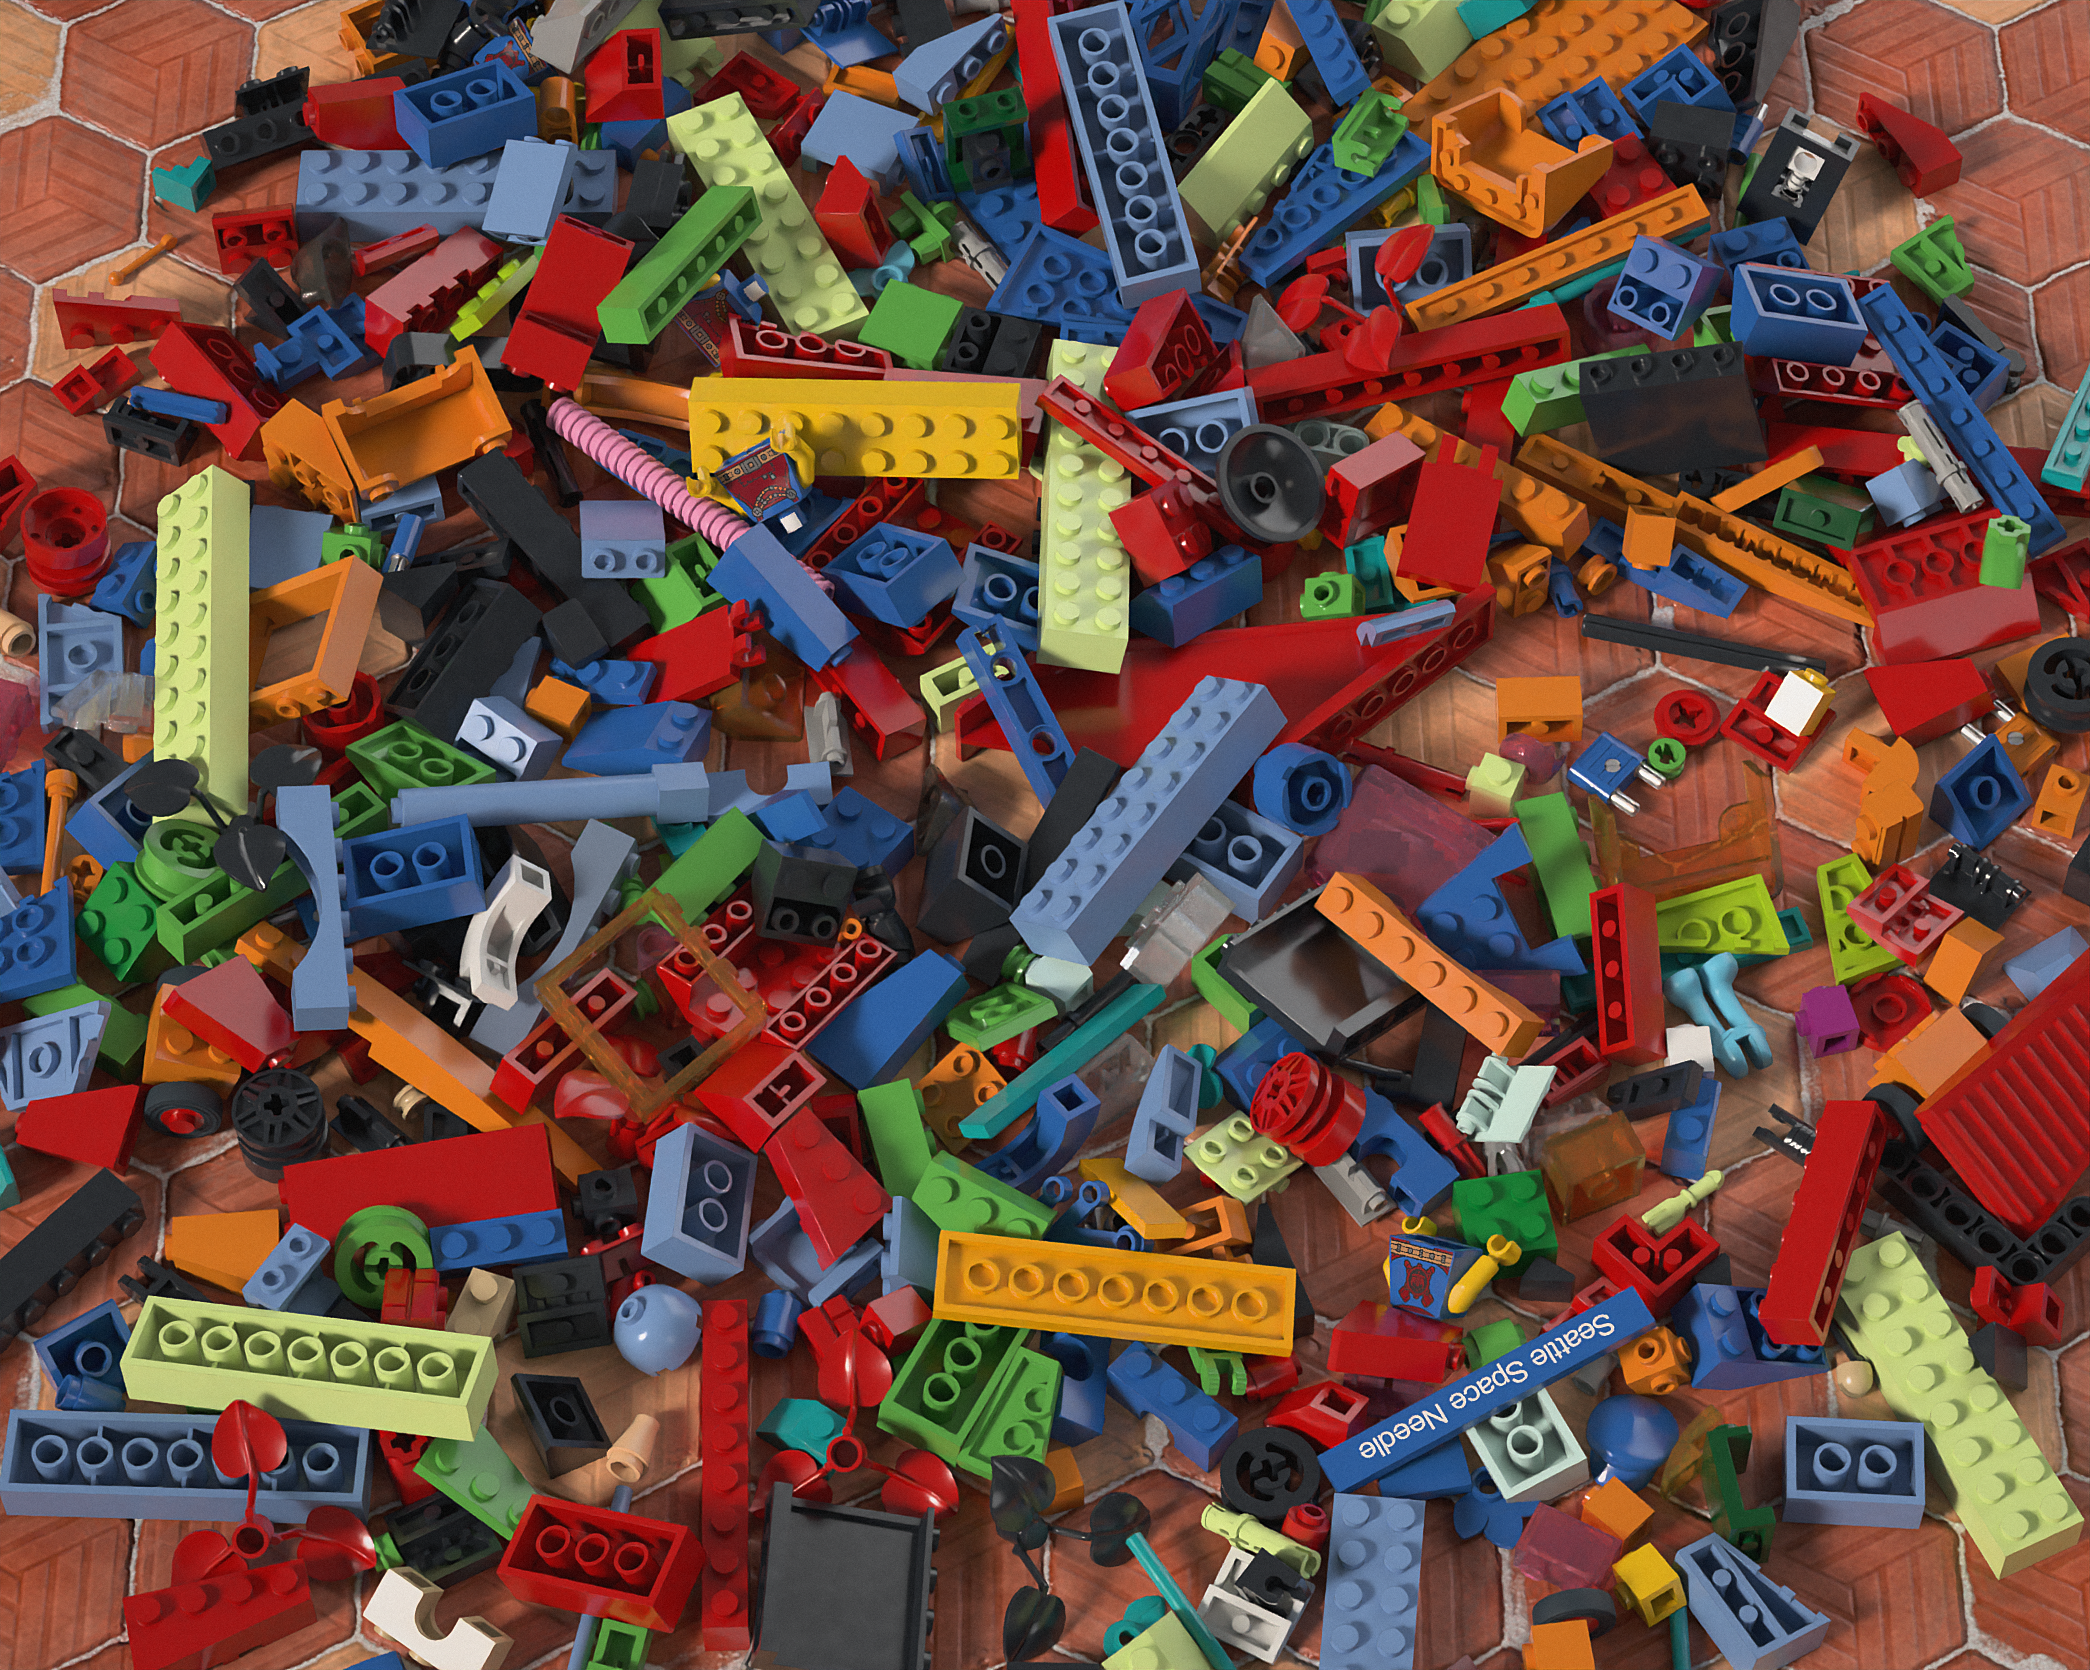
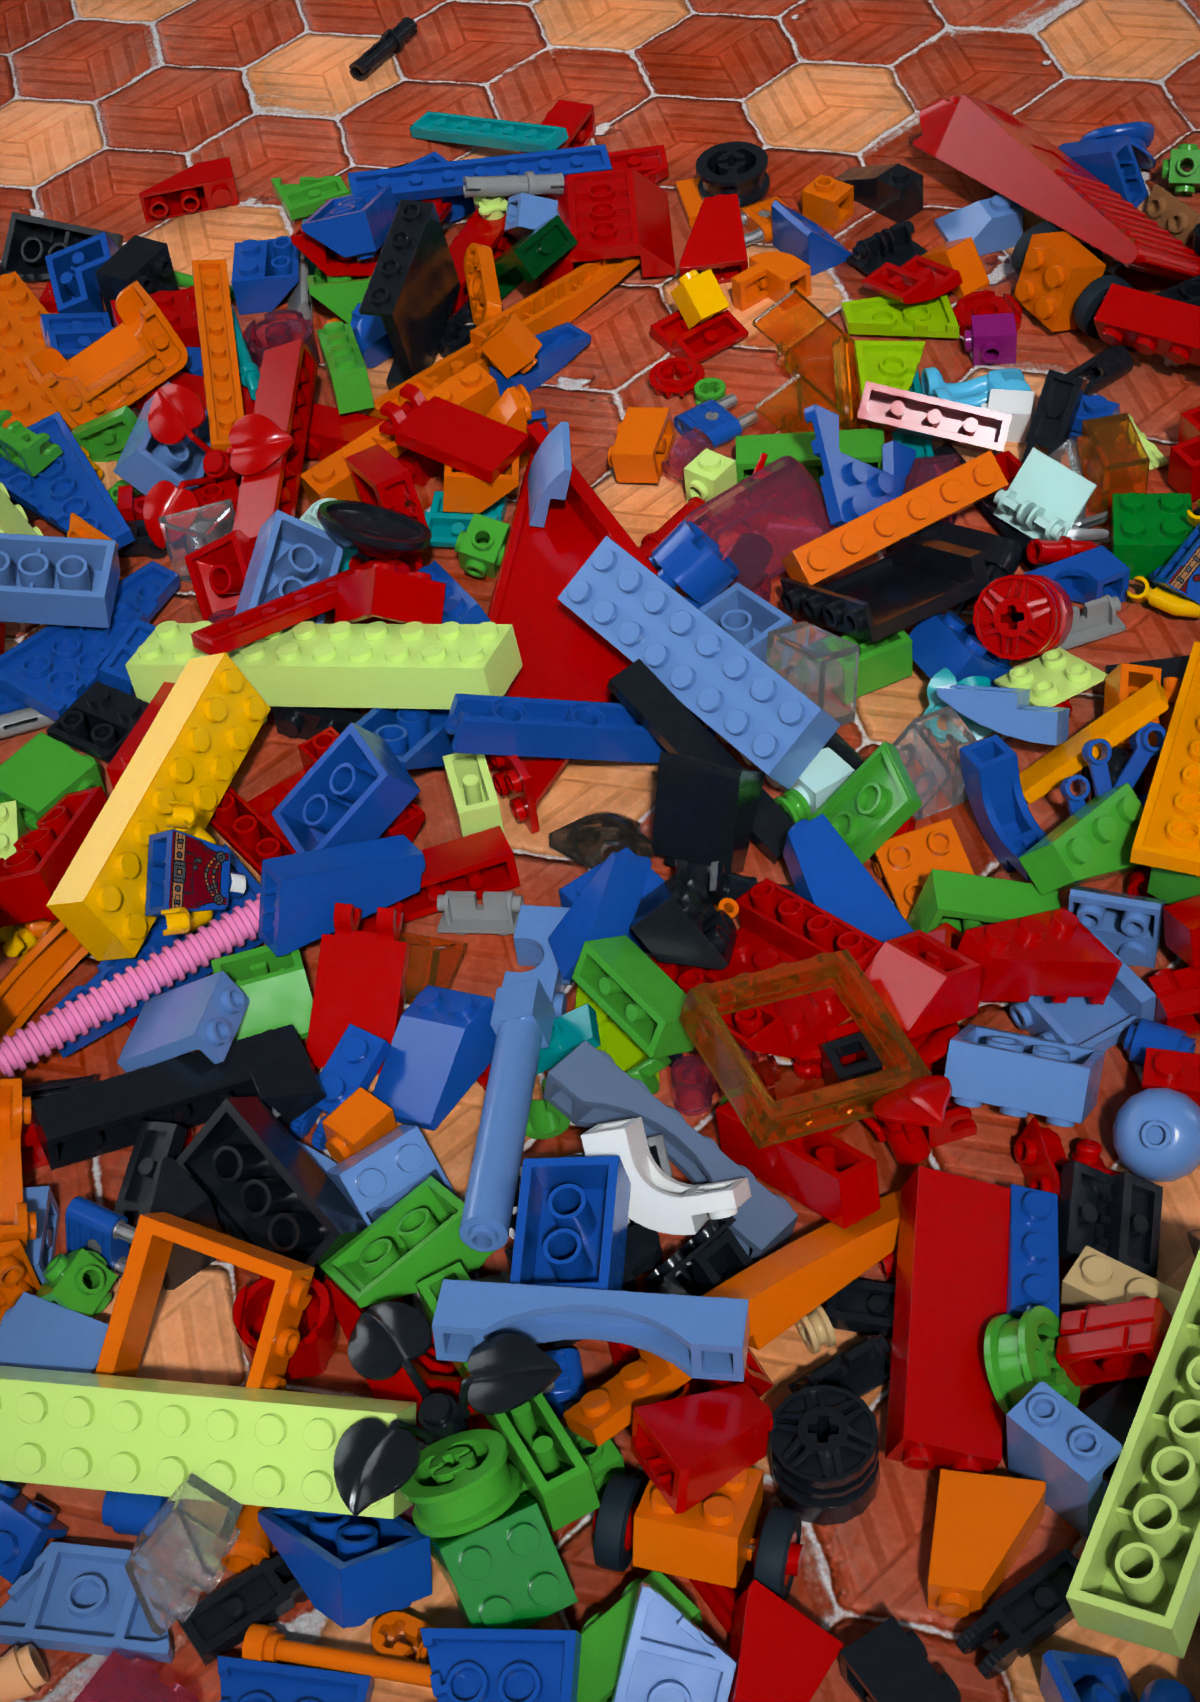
camera: 70 degrees left, 10 degrees down
(604, 1201) = (1000, 1165): black brick -> none
(1062, 1060) = (934, 780): teal tile -> none
(1158, 351) = (185, 588): red wedge -> none
(1664, 287) = (283, 289): blue slope -> none
(1697, 646) = (610, 361): black axle -> none
(1793, 183) = (206, 217): black brick -> none
(1888, 826) = (830, 271): orange brick -> none
(2004, 552) = (621, 160): bright green piece -> none

